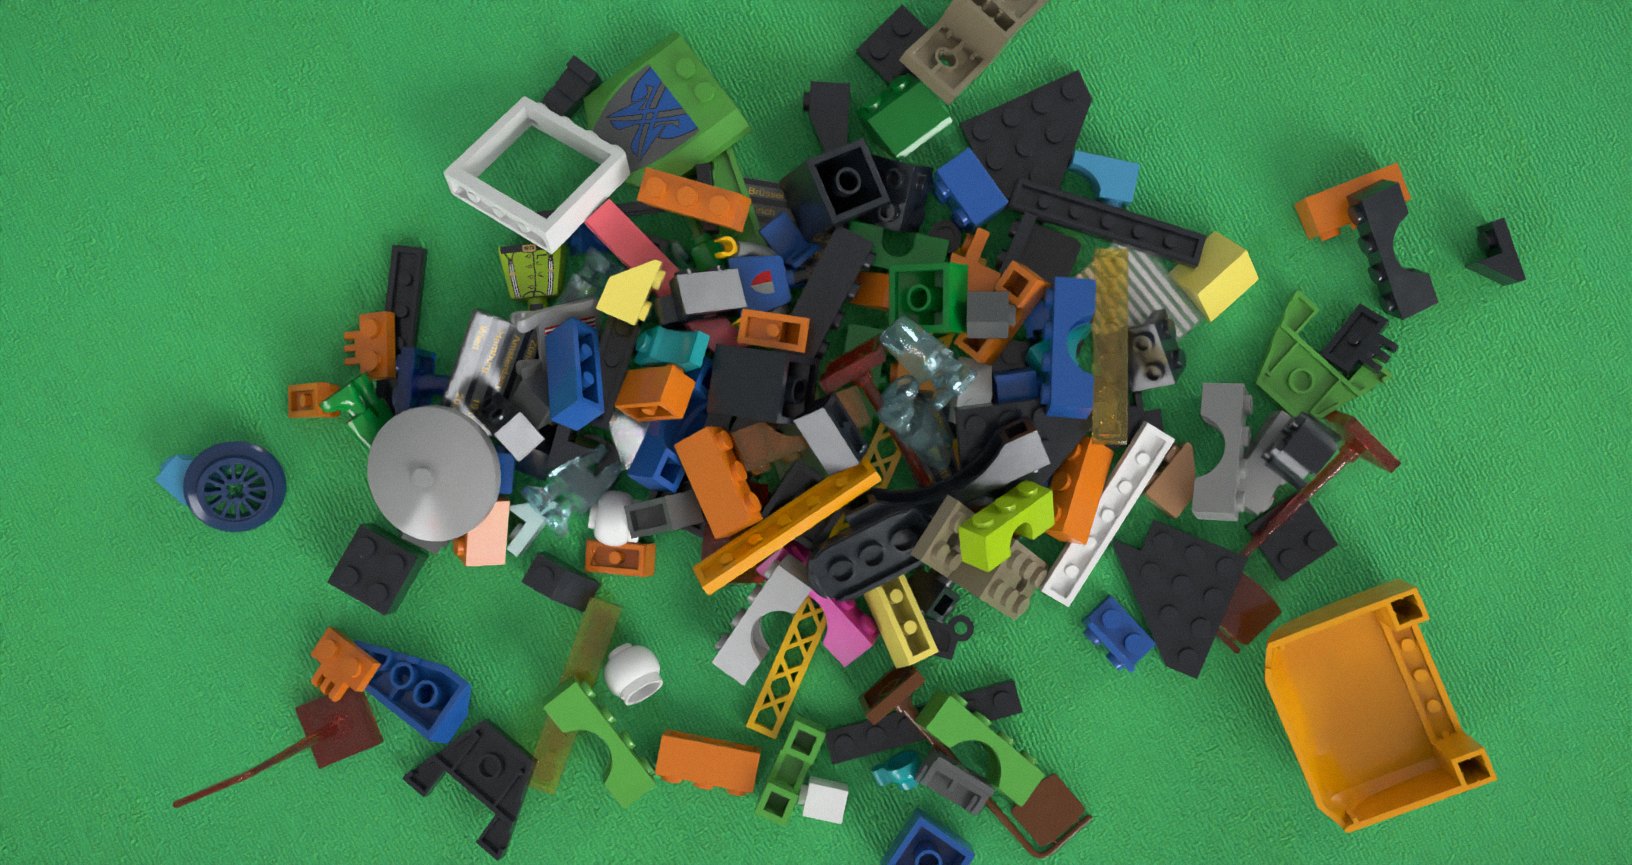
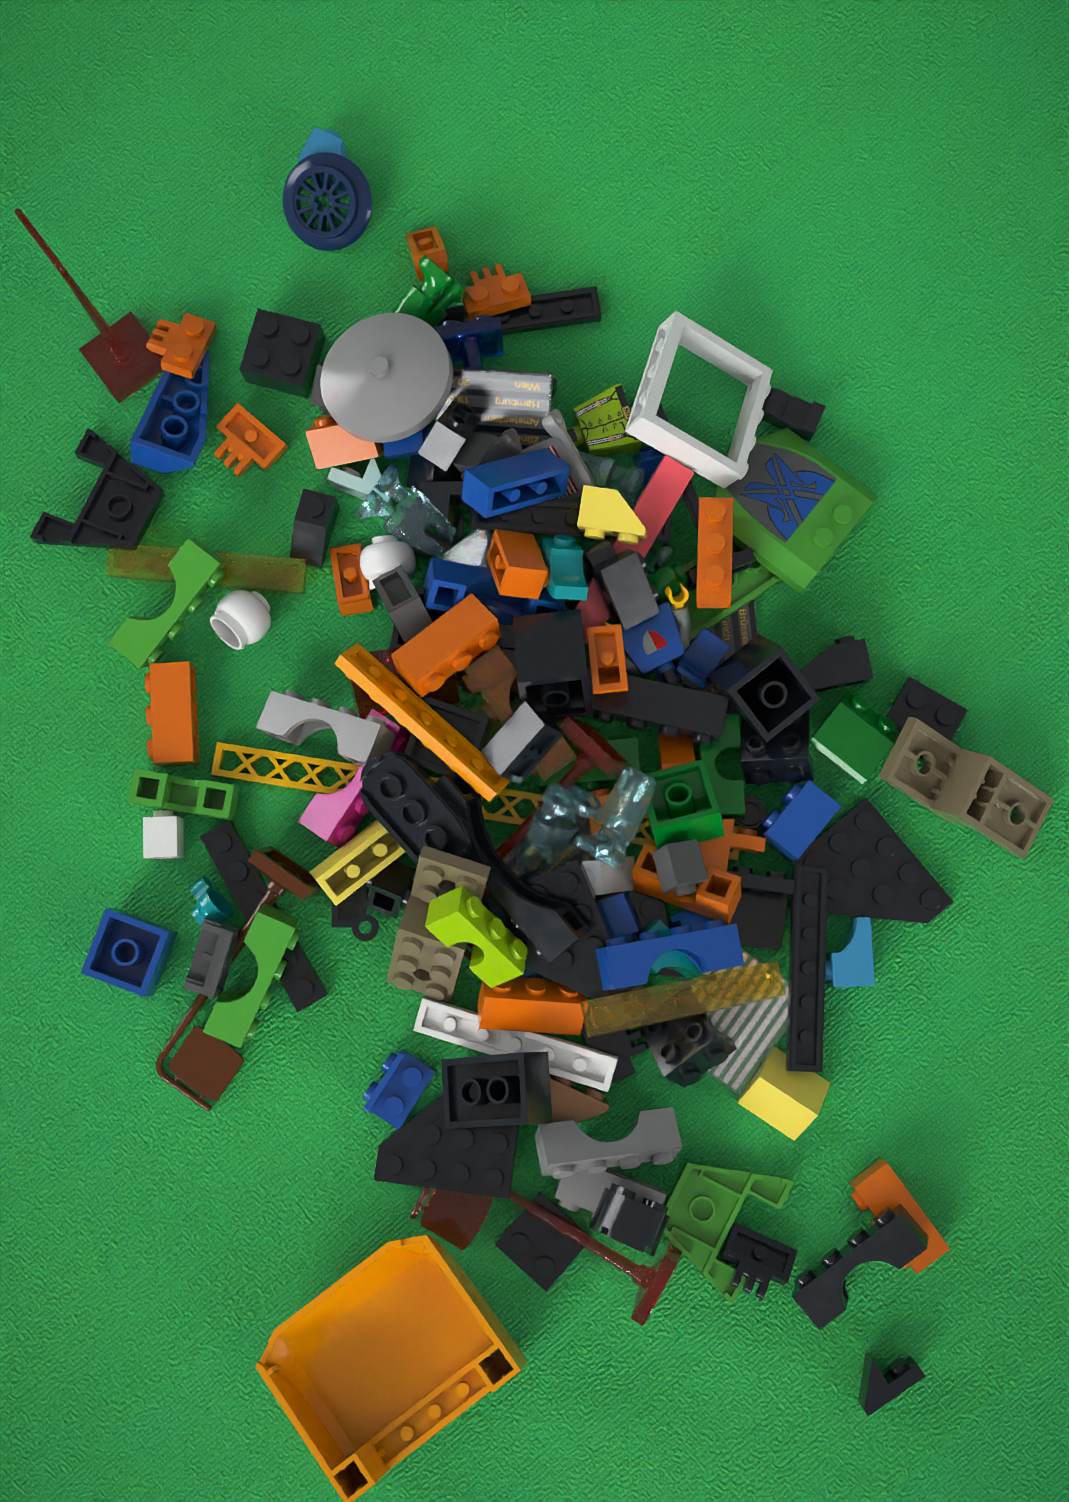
camera: 80 degrees right, 5 degrees down
(457, 624) = (247, 442): none -> orange hinge
(1148, 542) = (496, 1090): none -> black slope

